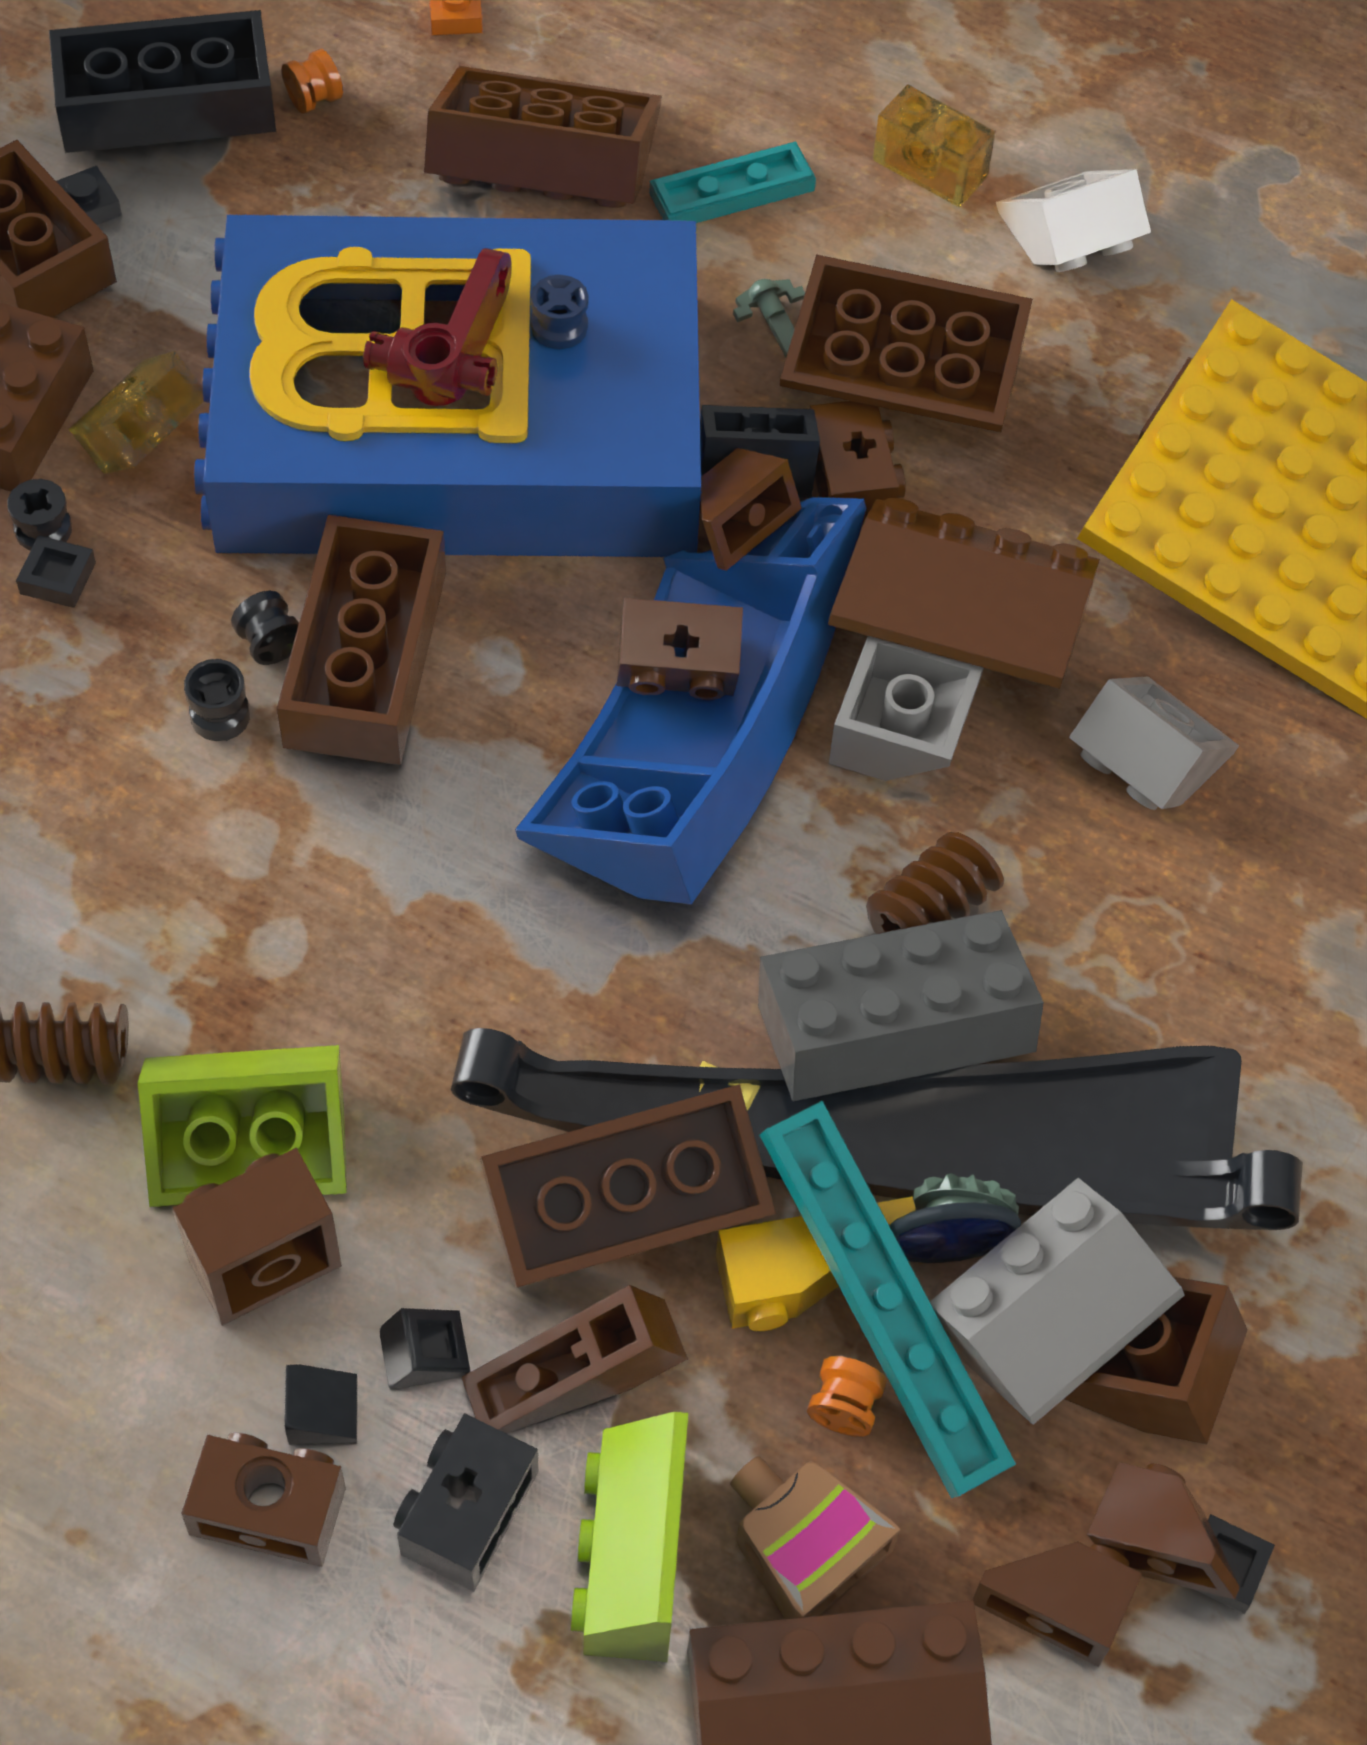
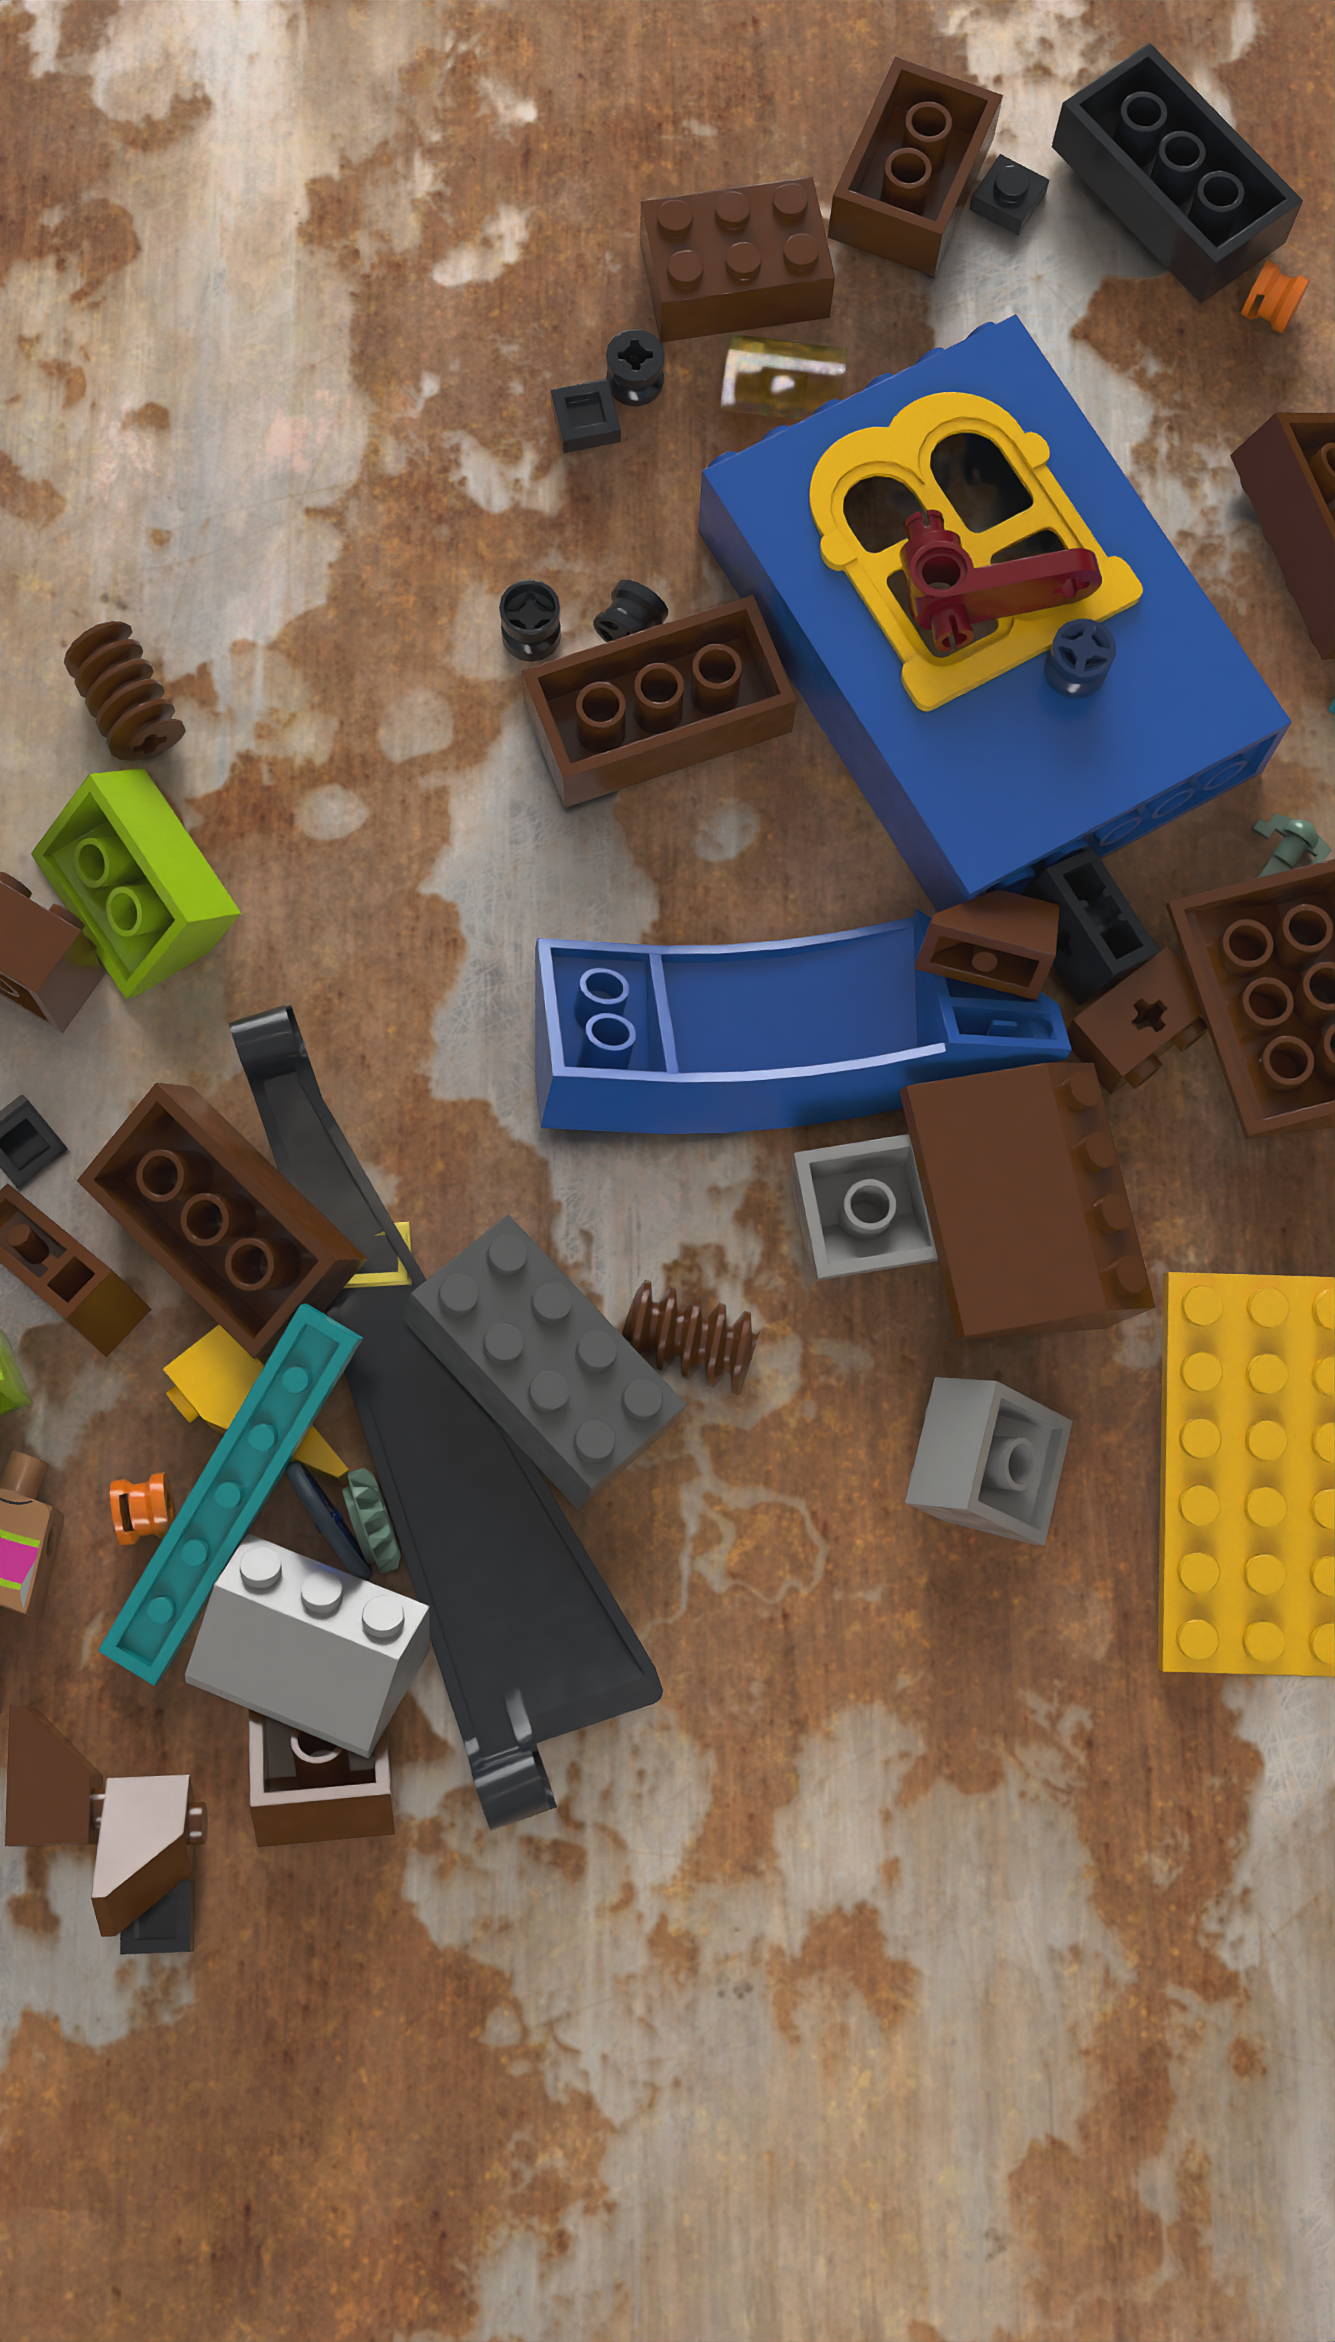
camera: 60 degrees right, 15 degrees up
(704, 632) = (806, 937): reddish brown brick -> none

